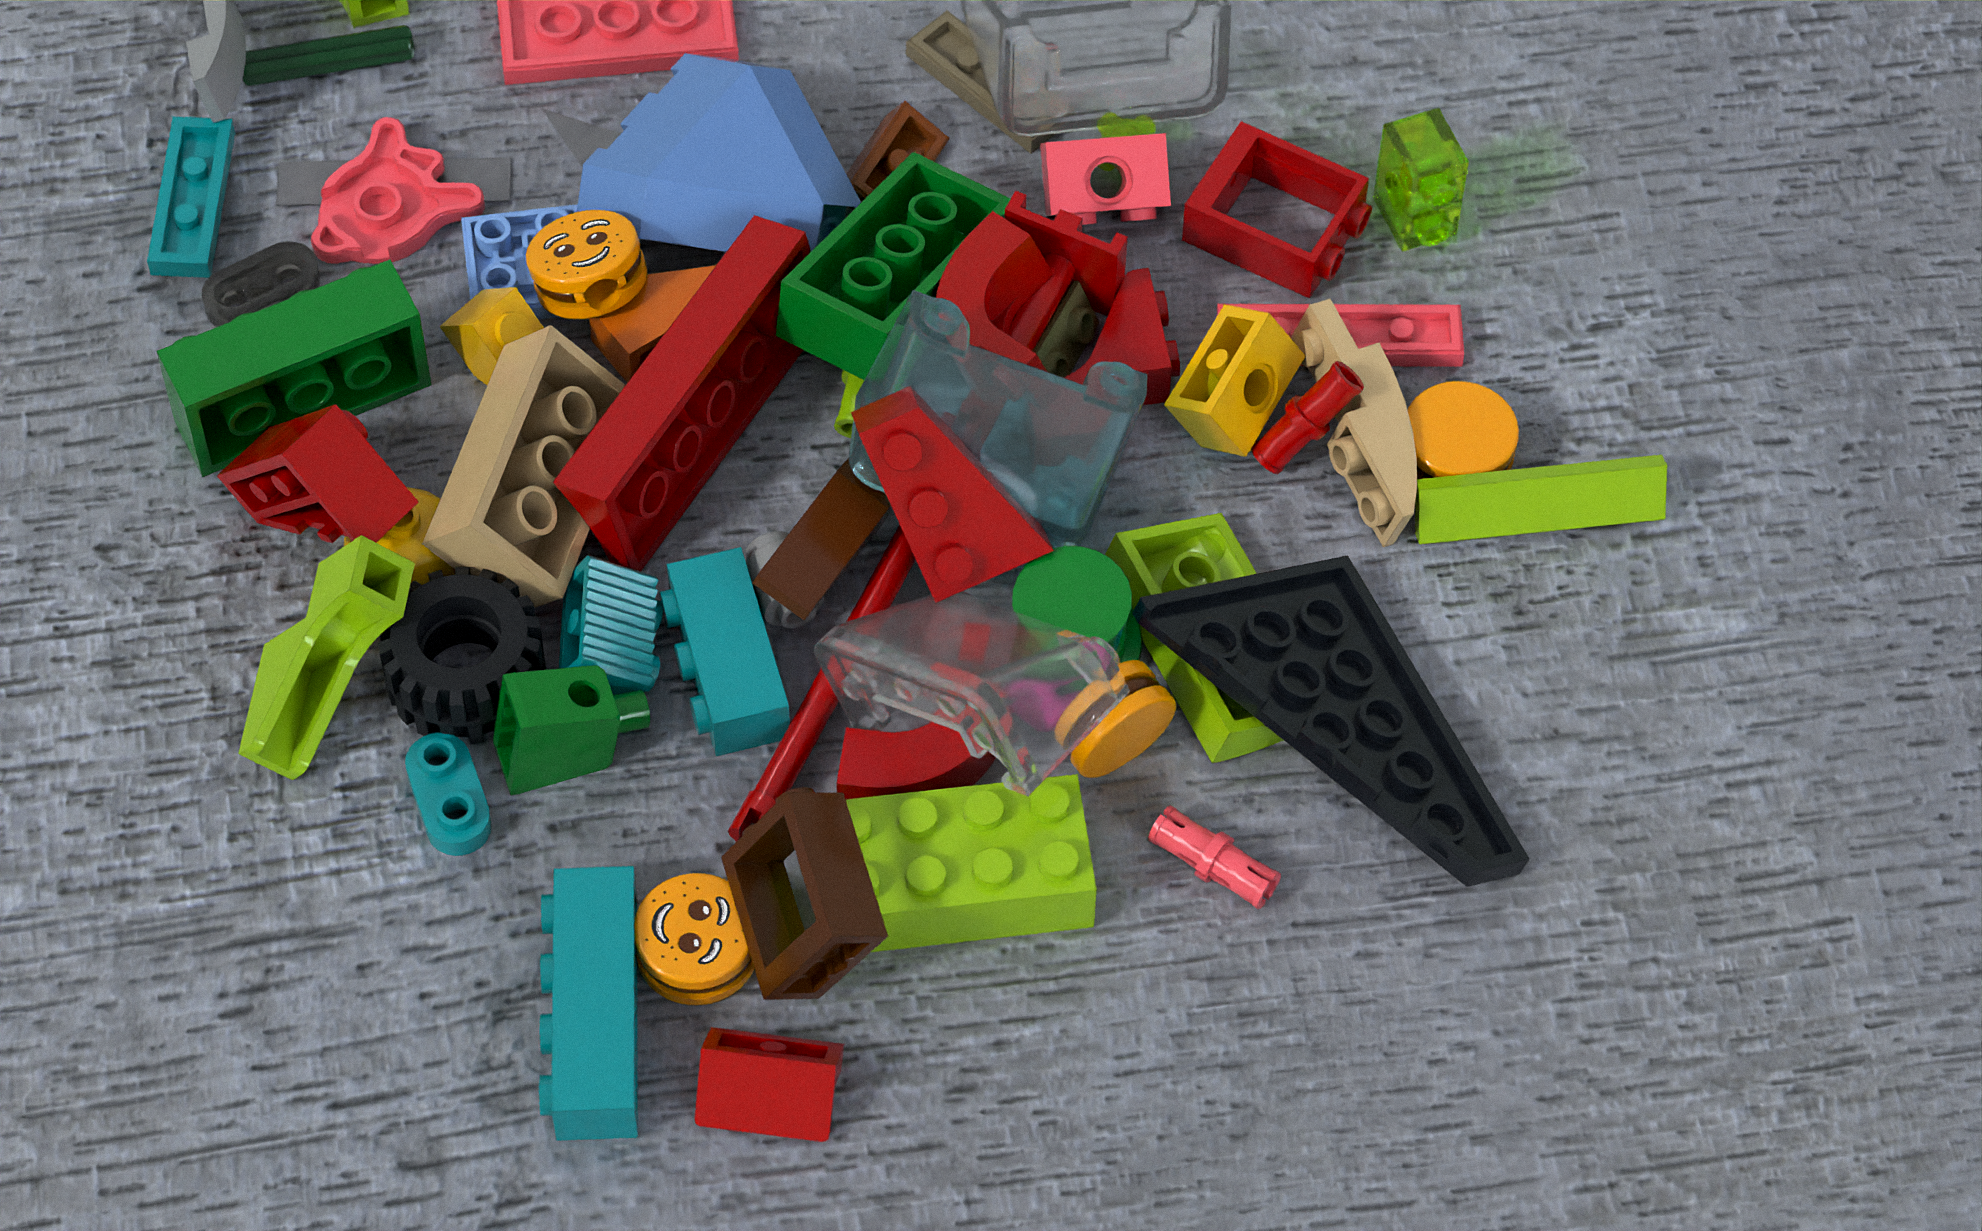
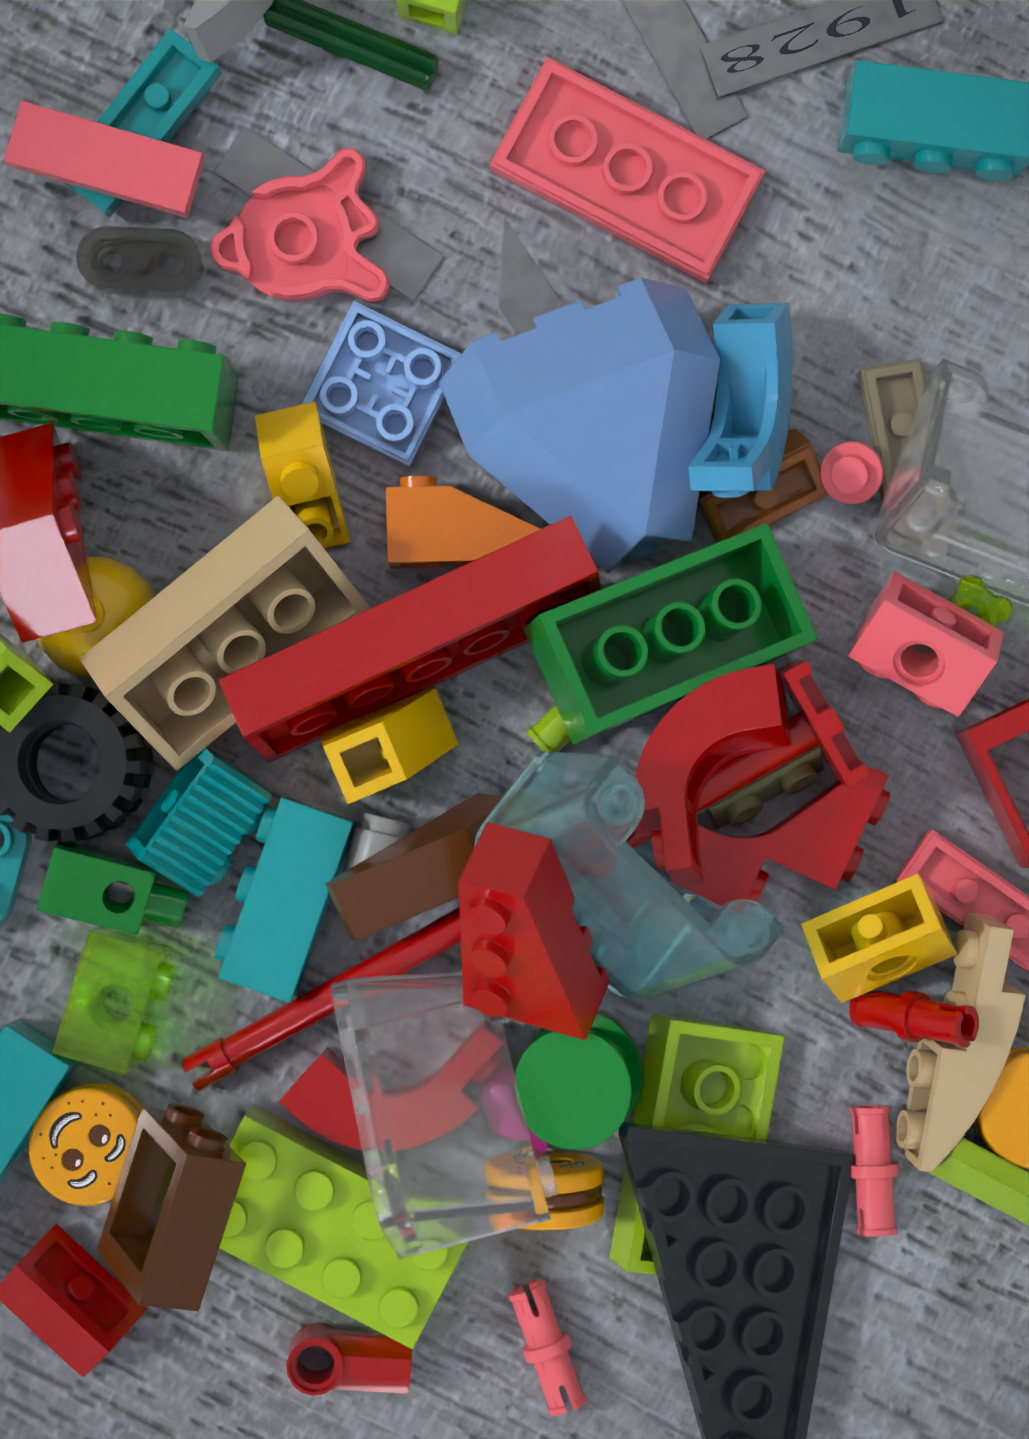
camera: 35 degrees right, 30 degrees up
(184, 222) = (104, 159): none -> coral tile
(586, 264) = (405, 452): light orange head -> none
(632, 778) = (87, 1027): none -> clear neon green brick
(721, 492) = (388, 744): none -> yellow slope
(834, 91) = (751, 401): none -> dark azure arch
(954, 106) = (852, 472): none -> coral plate
(1055, 962) = (360, 1361): none -> red piece
(1373, 560) = (873, 1170): none -> coral pin

